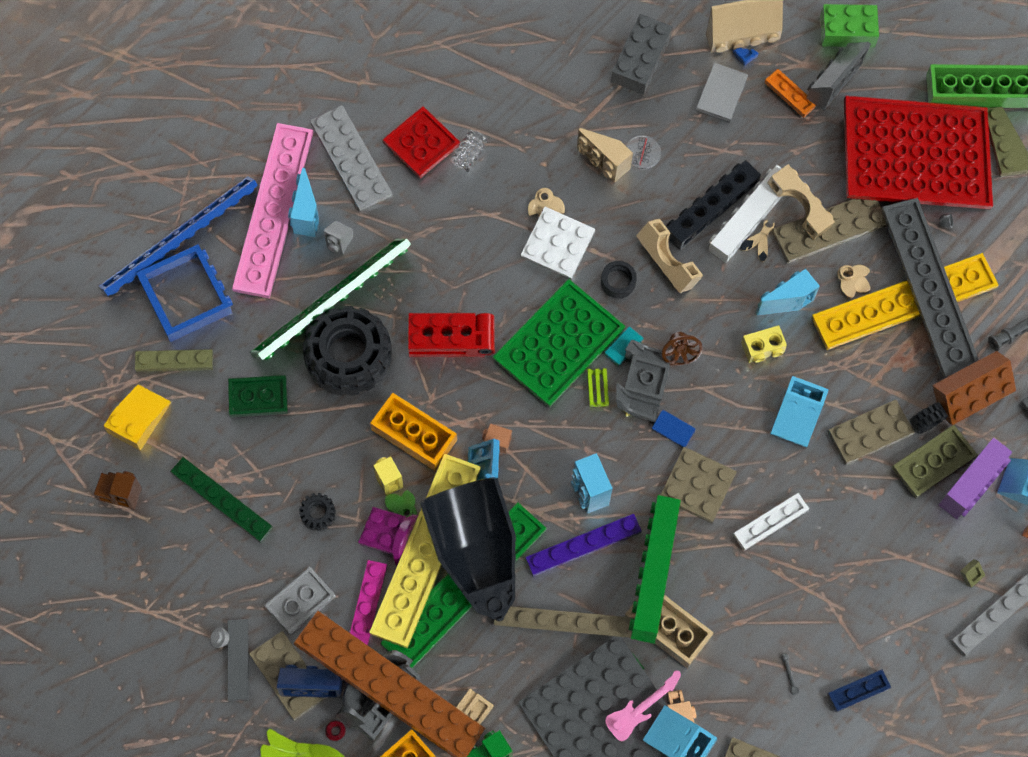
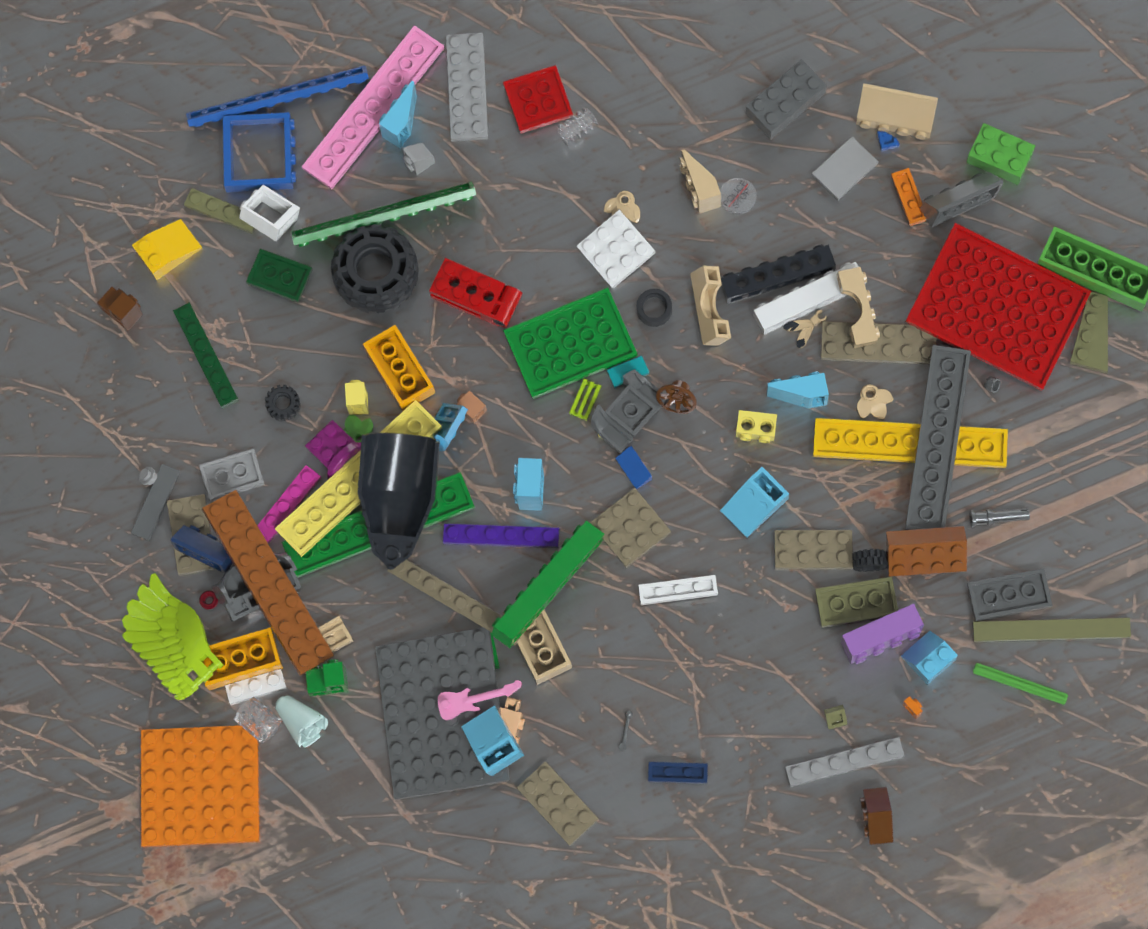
camera: 35 degrees right, 5 degrees up
(223, 330) = (280, 204): none -> white window

